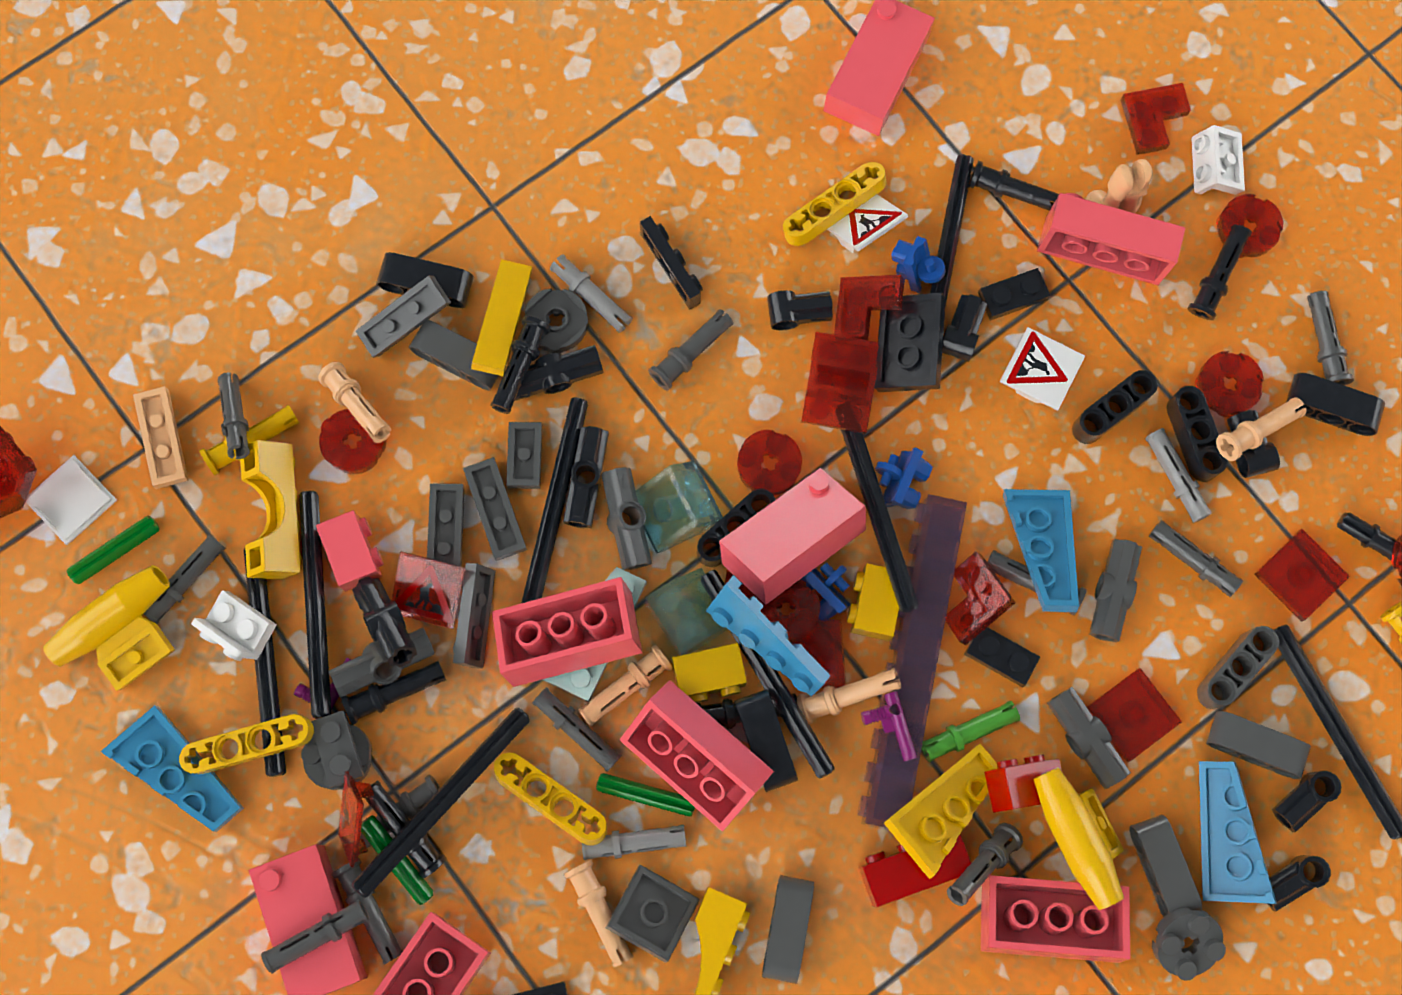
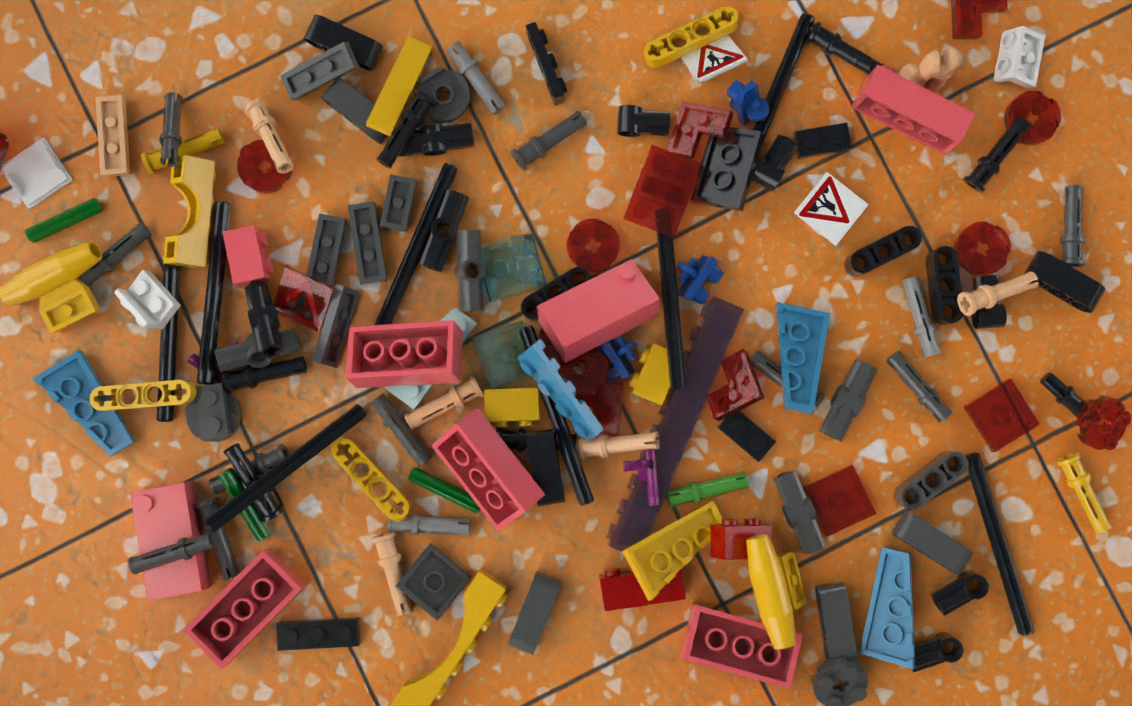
camera: 15 degrees right, 10 degrees up
(351, 817) = (217, 451): clear red piece -> none
(992, 855) = (703, 589): dark grey pin -> none

